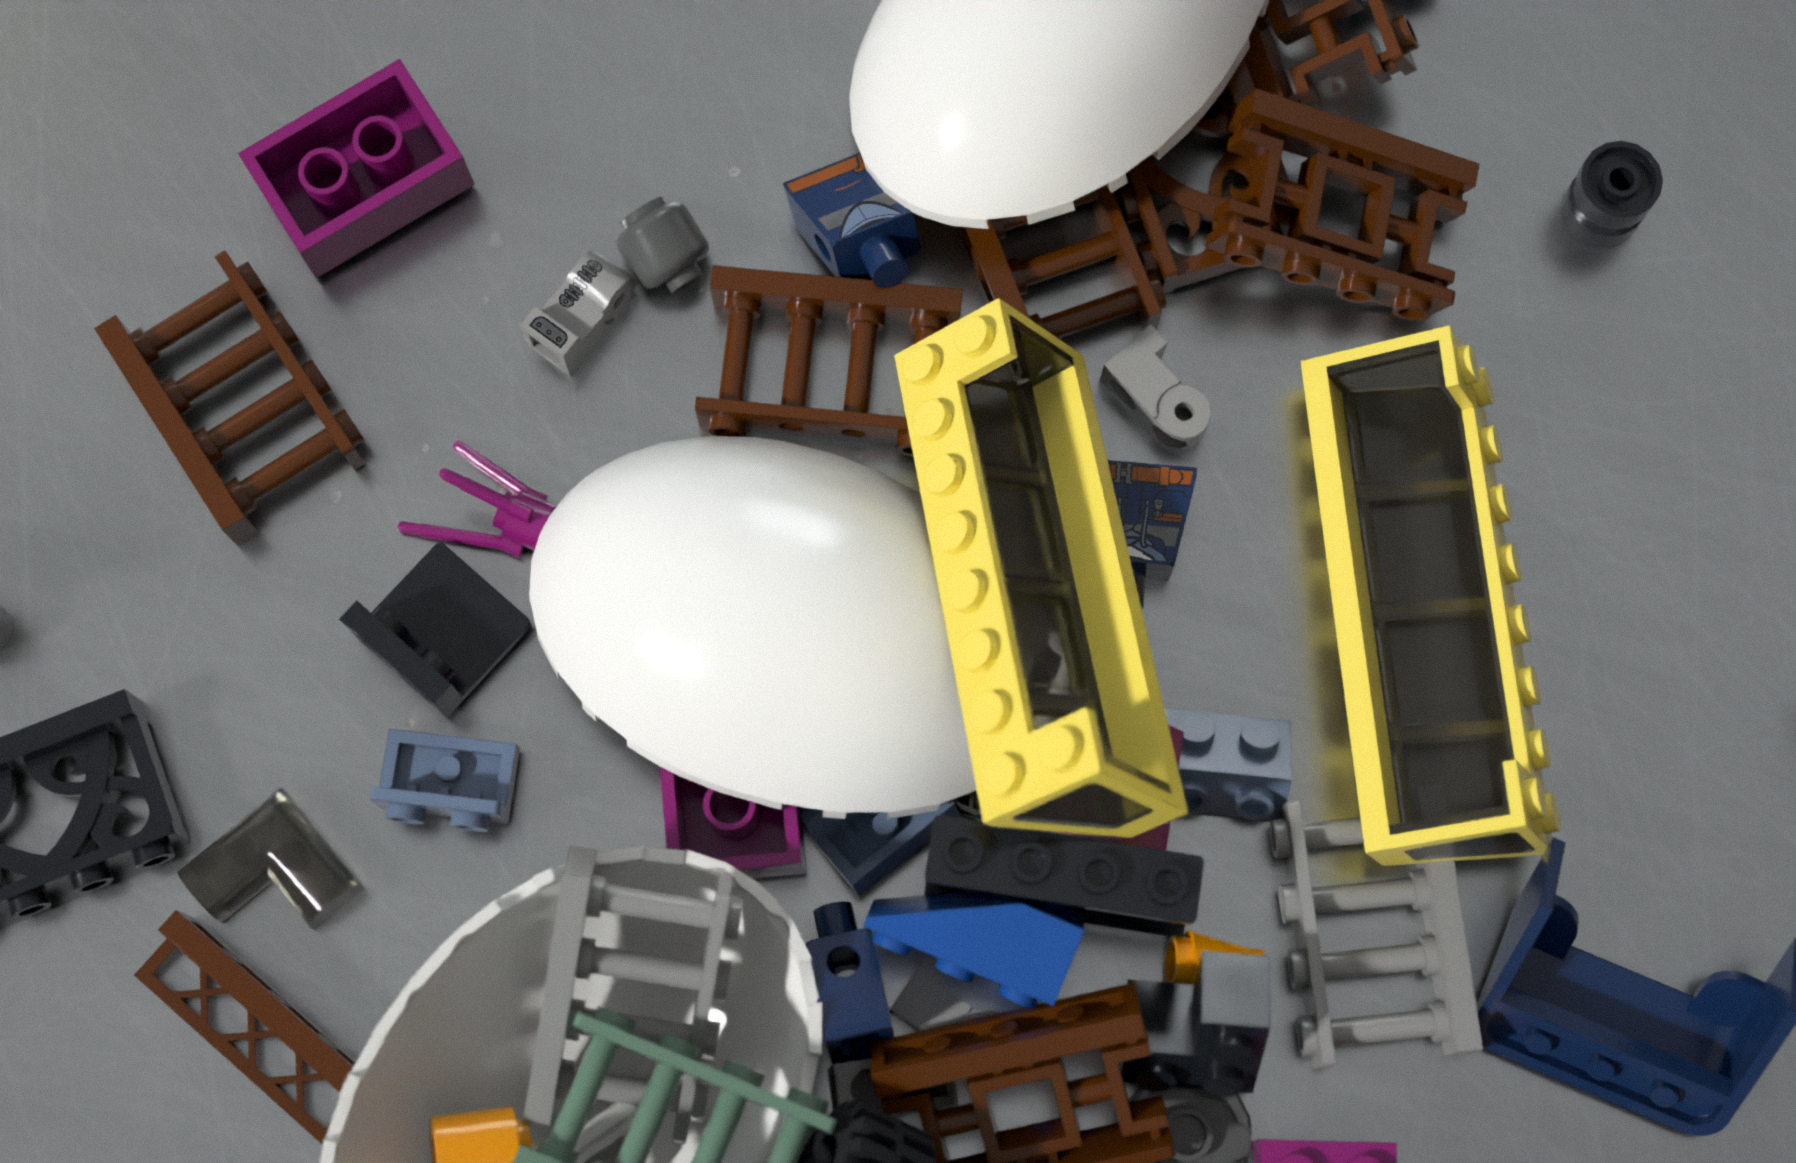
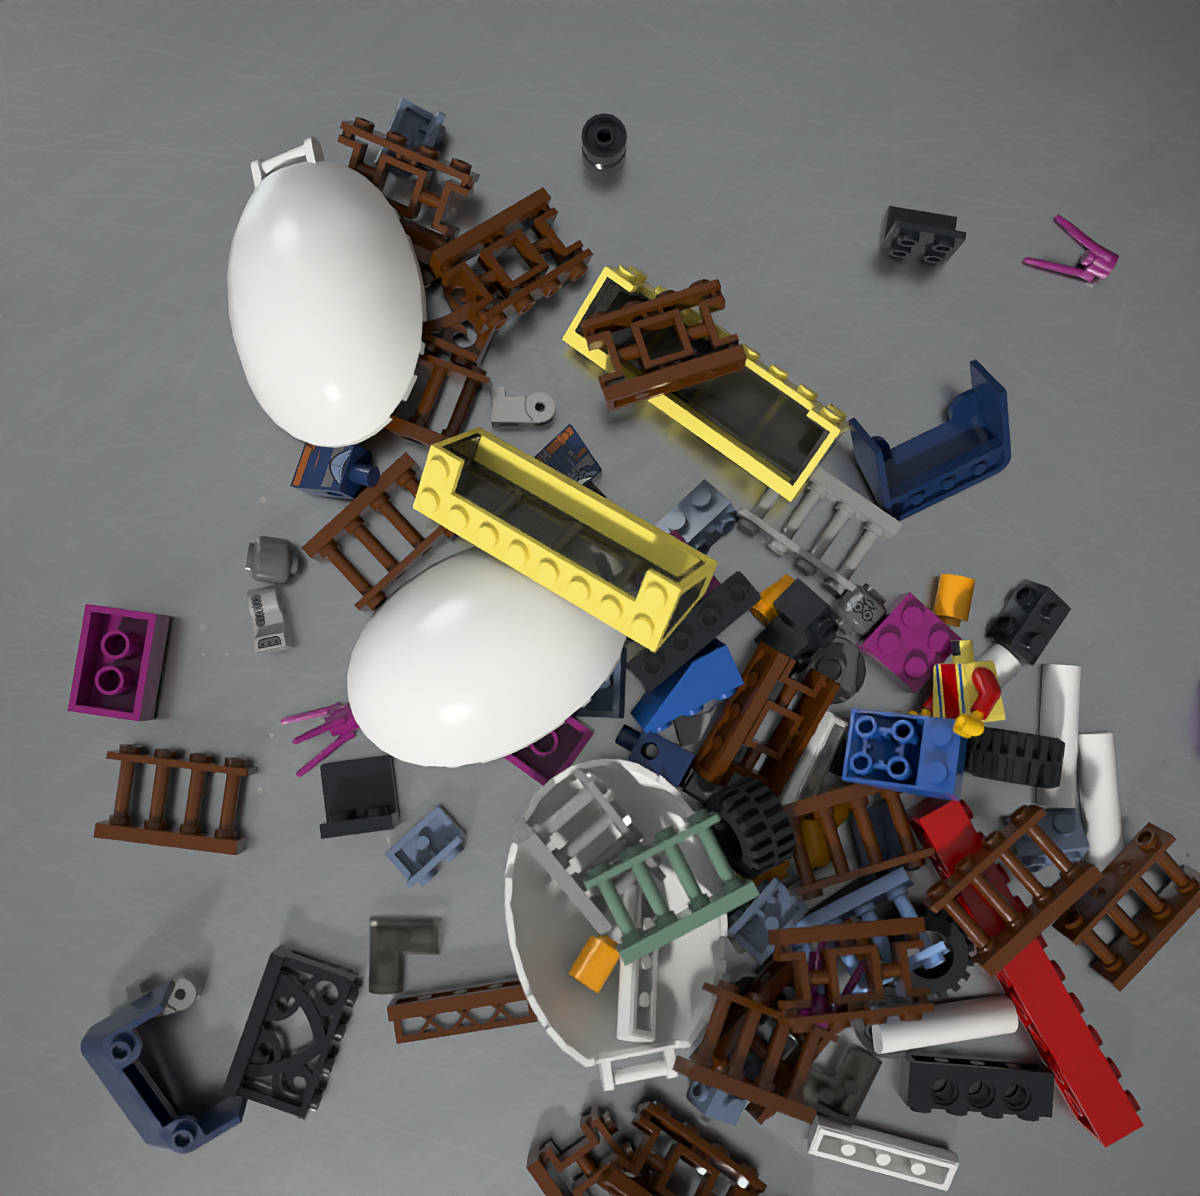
camera: 55 degrees left, 10 degrees up
(1307, 1098) = (860, 610): none -> dark grey head
(1396, 536) = (673, 370): none -> reddish brown fence

